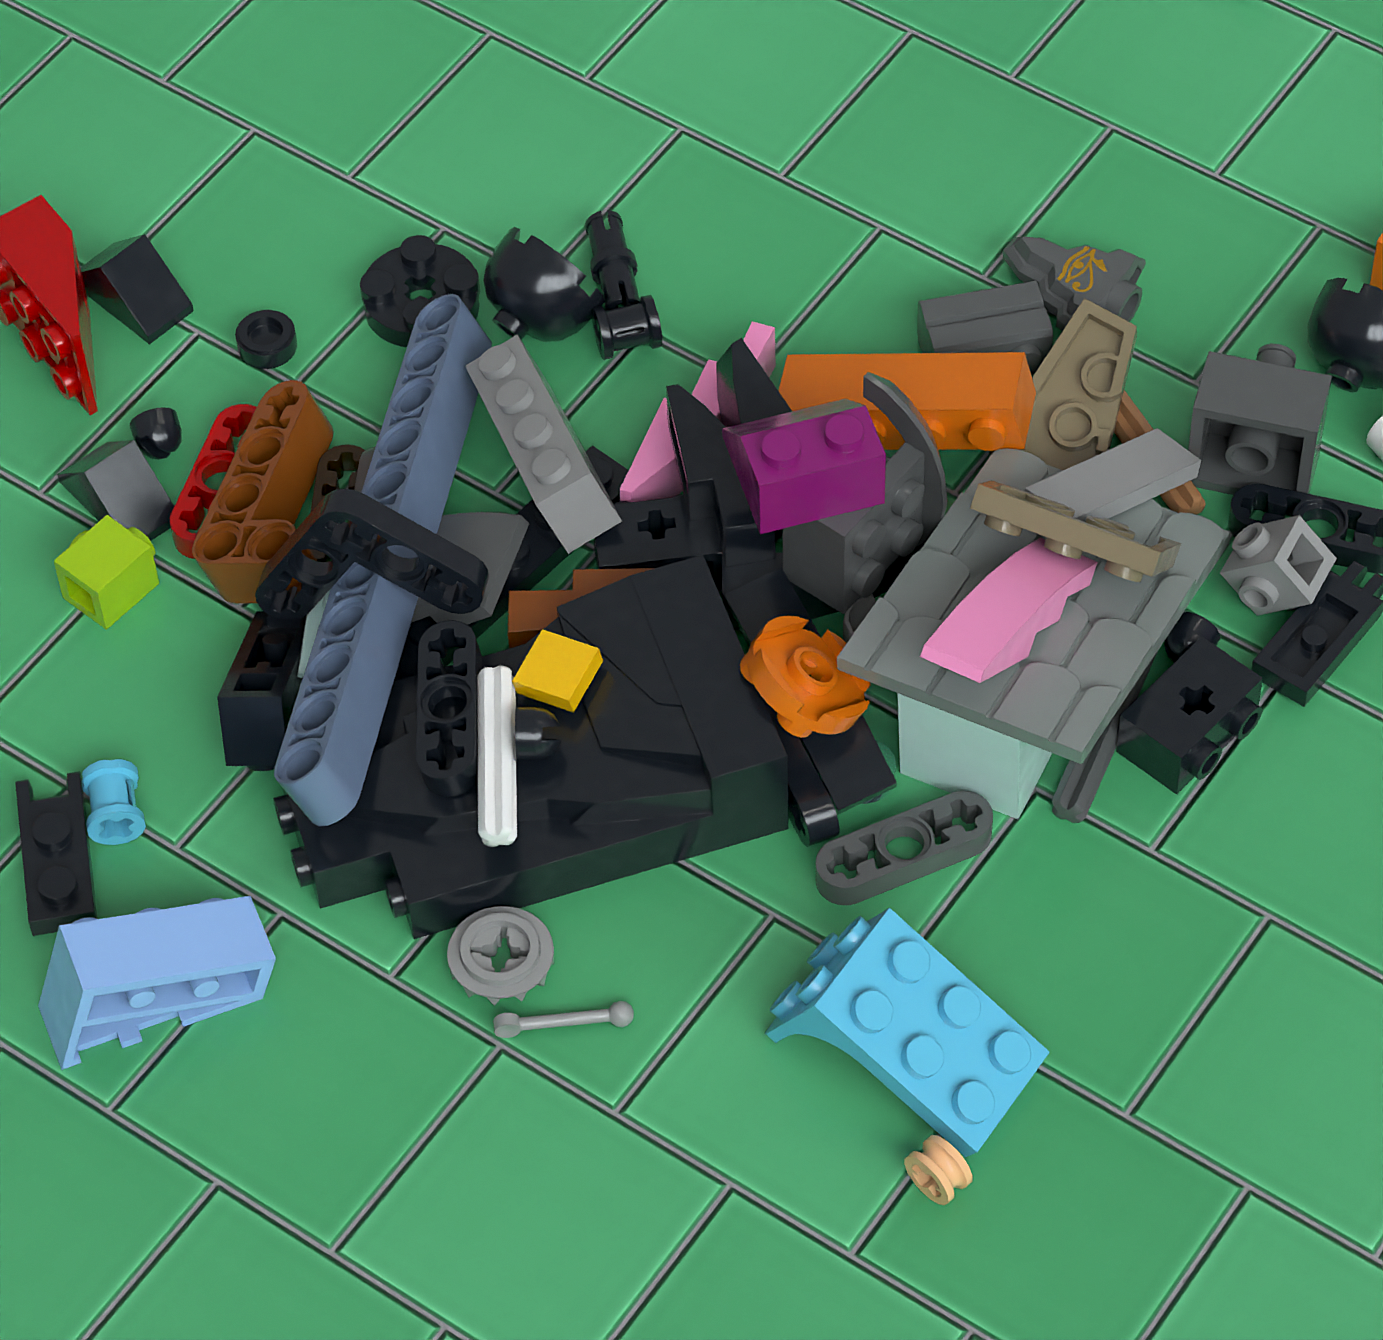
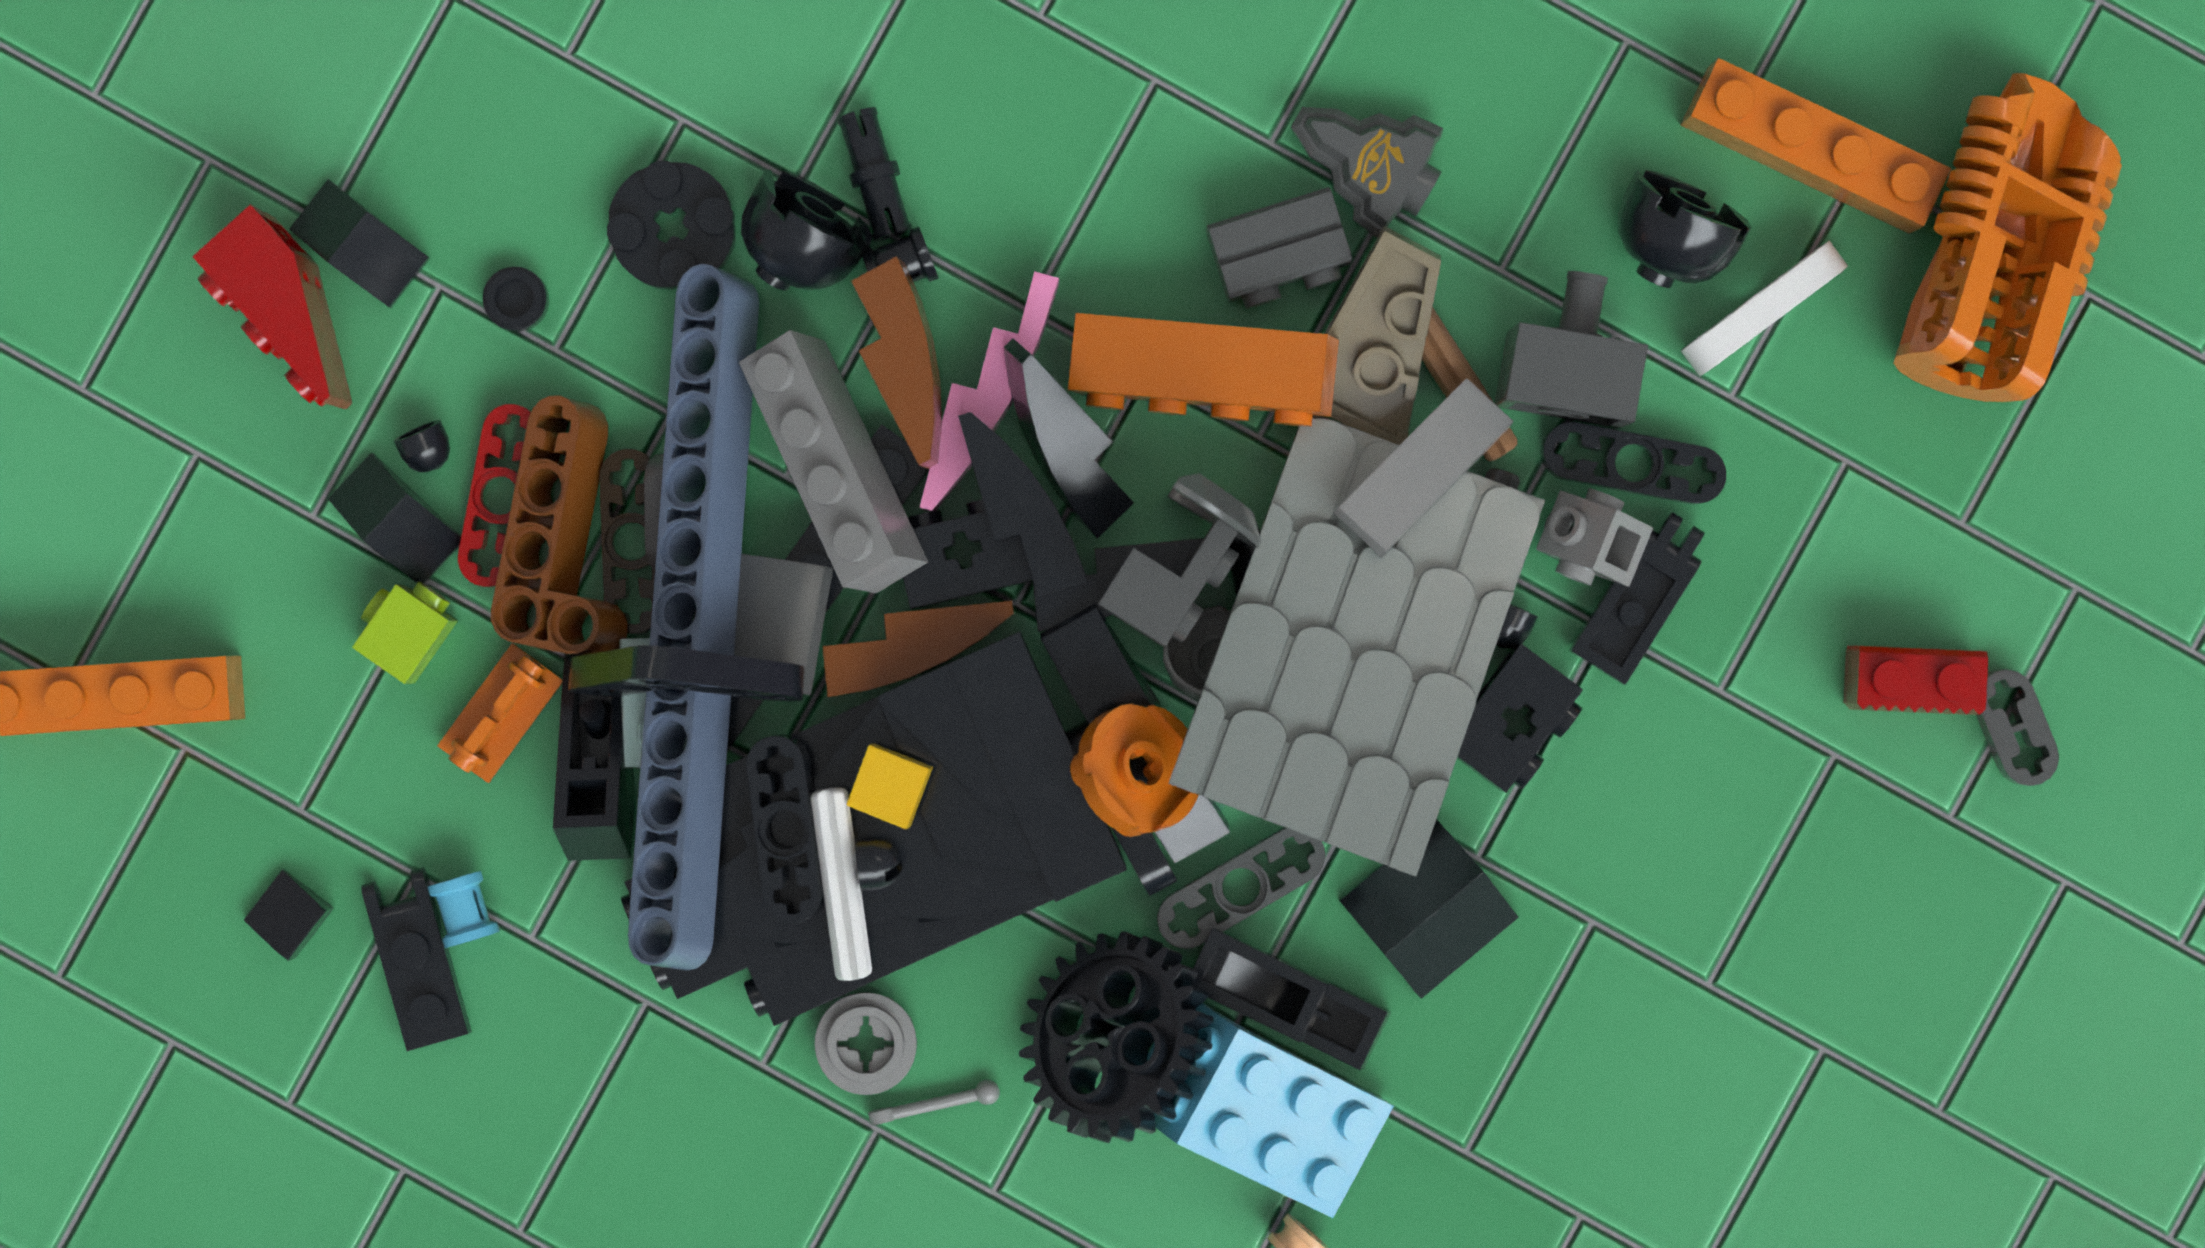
camera: 10 degrees left, 35 degrees up
(149, 968) = (542, 1108): light blue wedge -> none
(185, 647) = (500, 713): none -> orange hinge
(618, 359) = (904, 357): none -> dark orange slope
(761, 936) = (1116, 1037): none -> black gear
(808, 464) = (1116, 564): magenta slope -> none
(996, 960) = (1289, 999): none -> black slope
(1006, 610) = (1336, 712): bright pink slope -> none
(1014, 510) = (1410, 592): dark tan wing -> none
(1102, 883) = (1433, 919): none -> black slope

